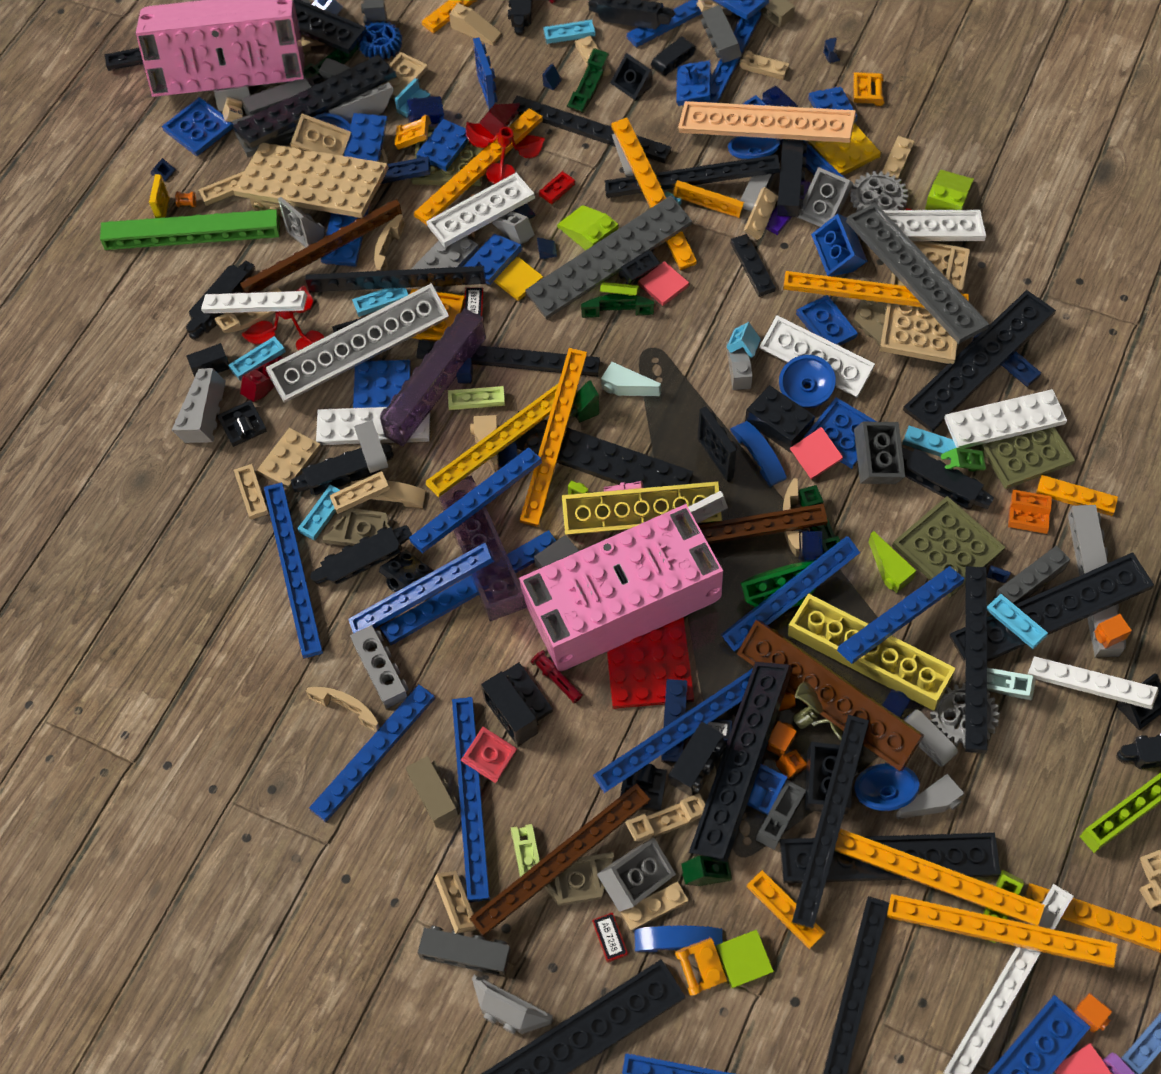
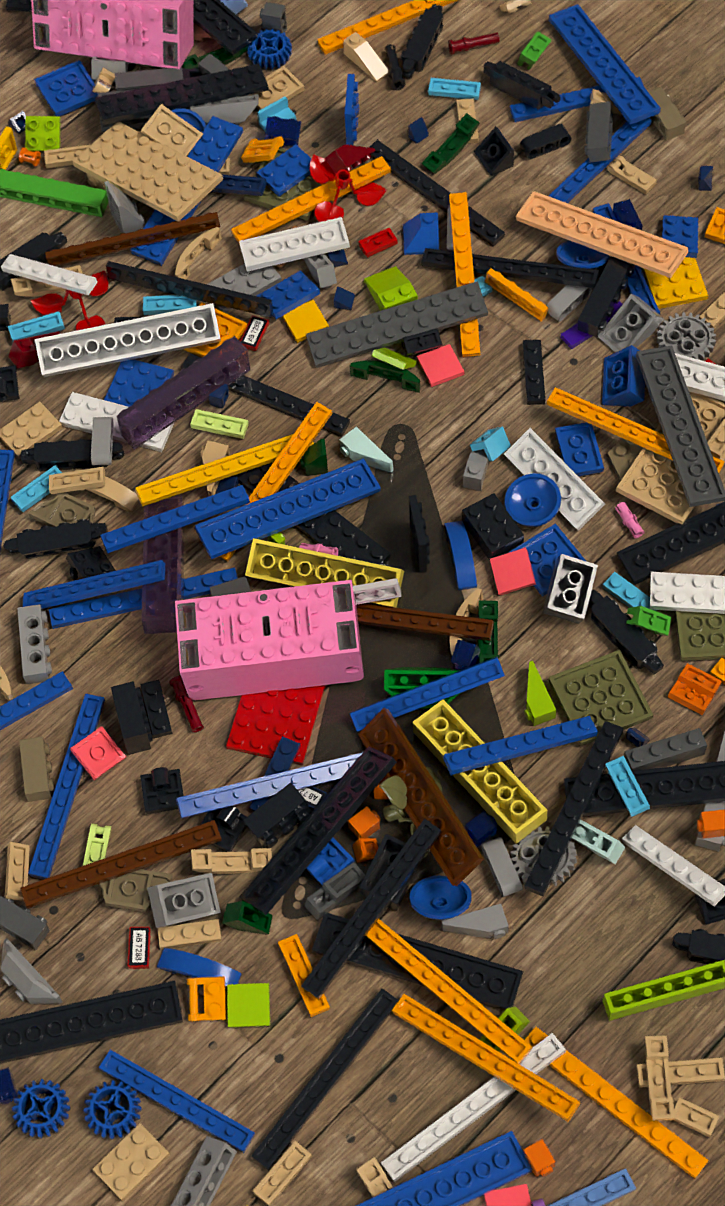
camera: 20 degrees right, 0 degrees up
(190, 173) = (43, 133): none -> lime plate
(507, 31) = (395, 72): none -> black pin
(568, 771) = (161, 790): none -> black plate
(578, 458) = (287, 508): none -> blue plate
(594, 168) = (421, 233): none -> blue slope
(693, 82) = (553, 174): blue plate -> none
(761, 213) = (560, 323): tan plate -> none
(901, 374) = (629, 520): none -> bright pink pin

